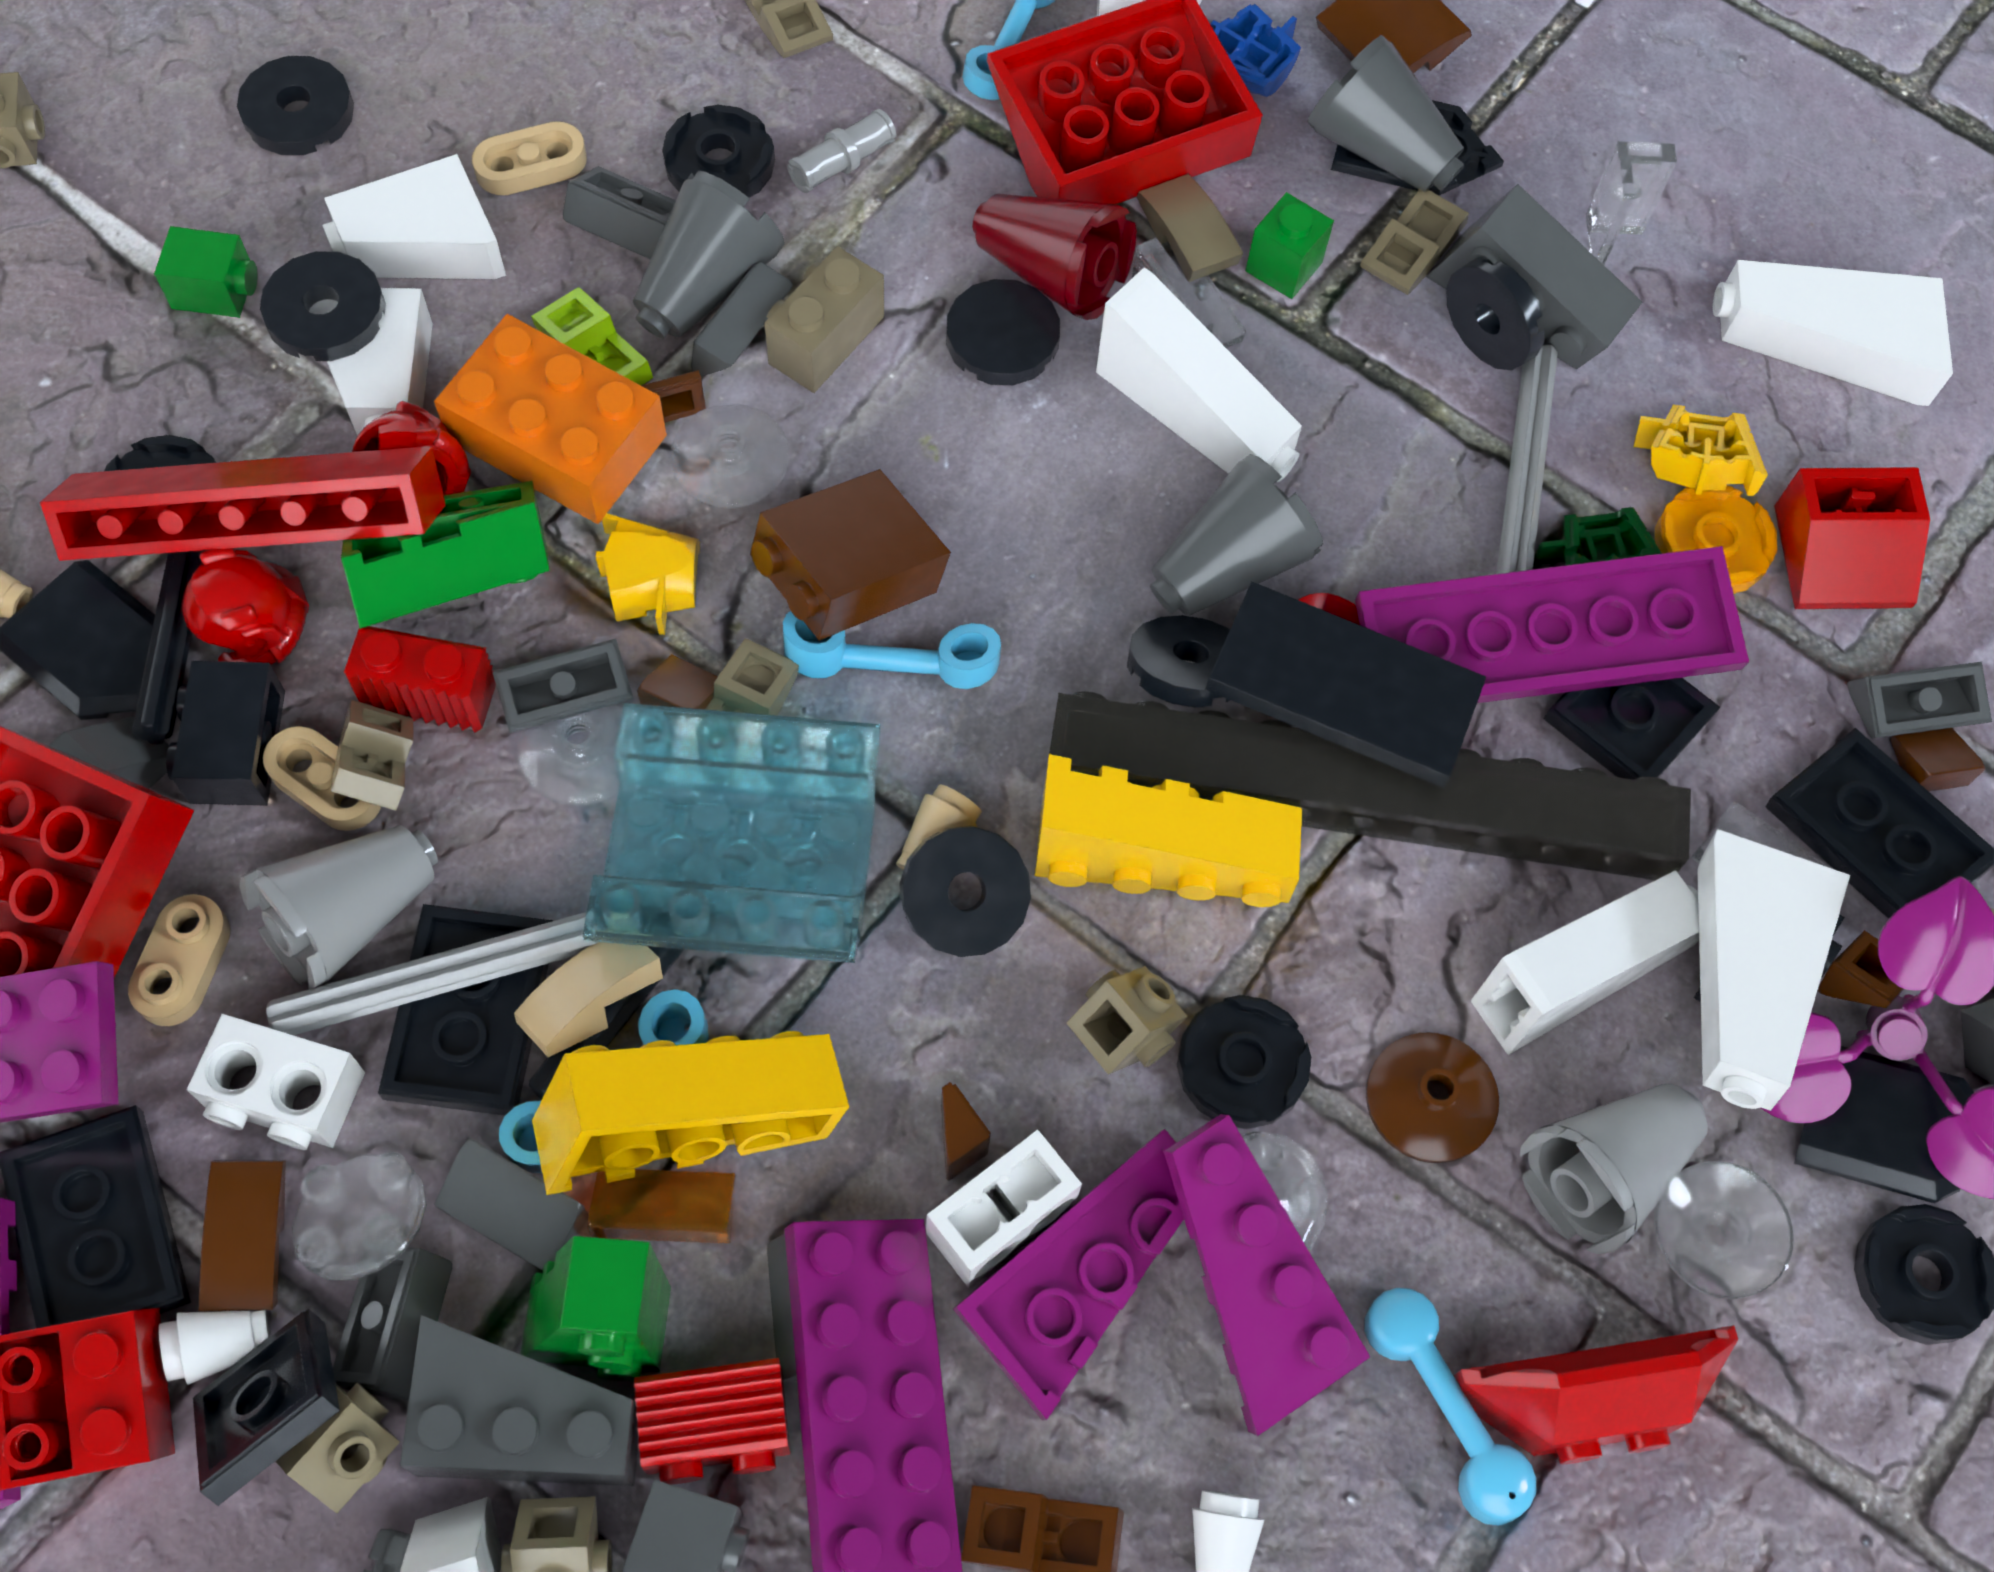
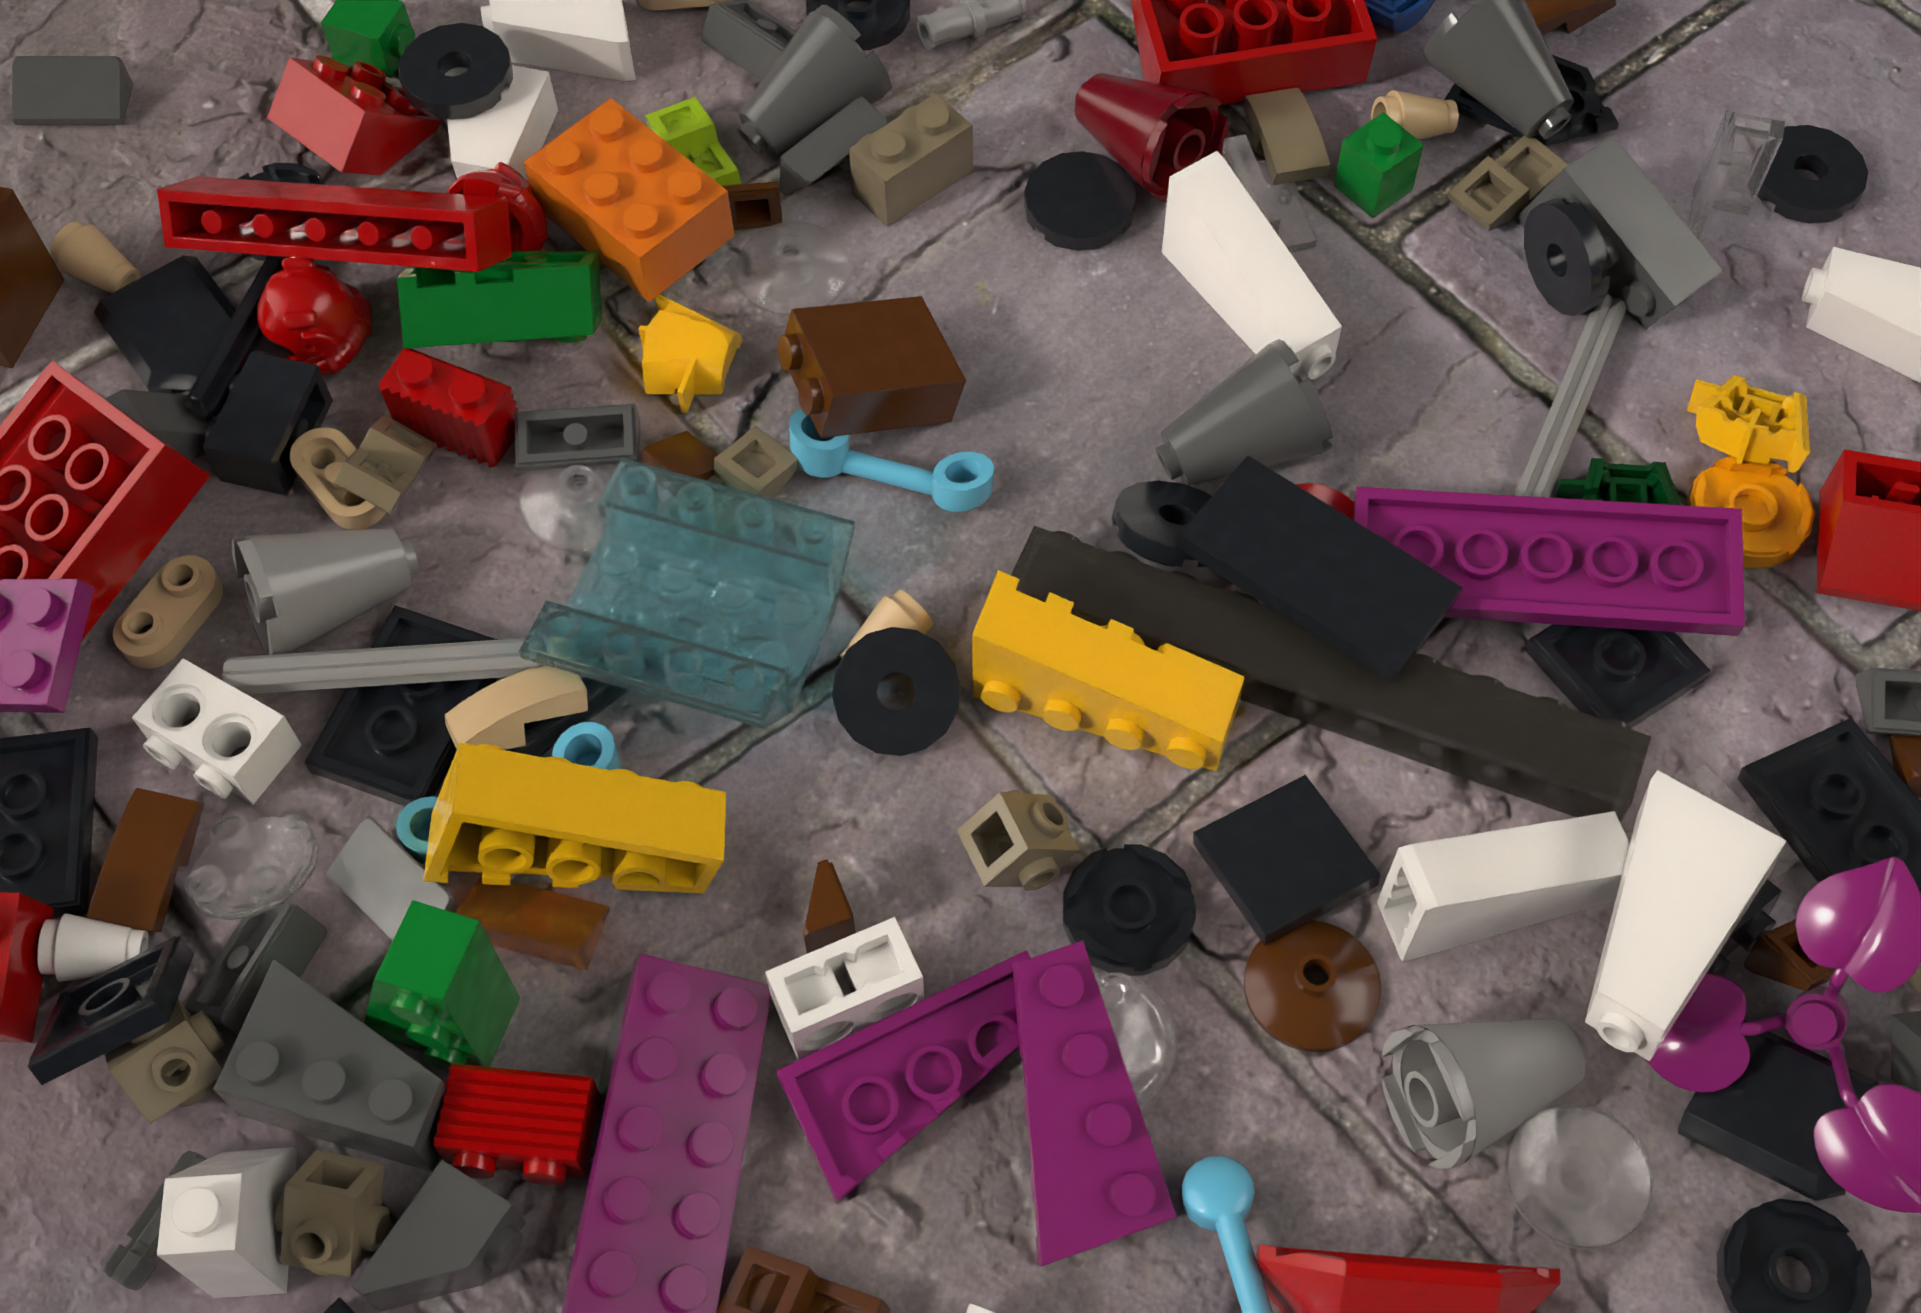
camera: 20 degrees right, 5 degrees down
(212, 371) = (349, 114): none -> red slope
(1310, 183) = (1418, 114): none -> tan cone
(1379, 979) = (1285, 859): none -> black tile
(1716, 173) = (1827, 155): none -> black tile

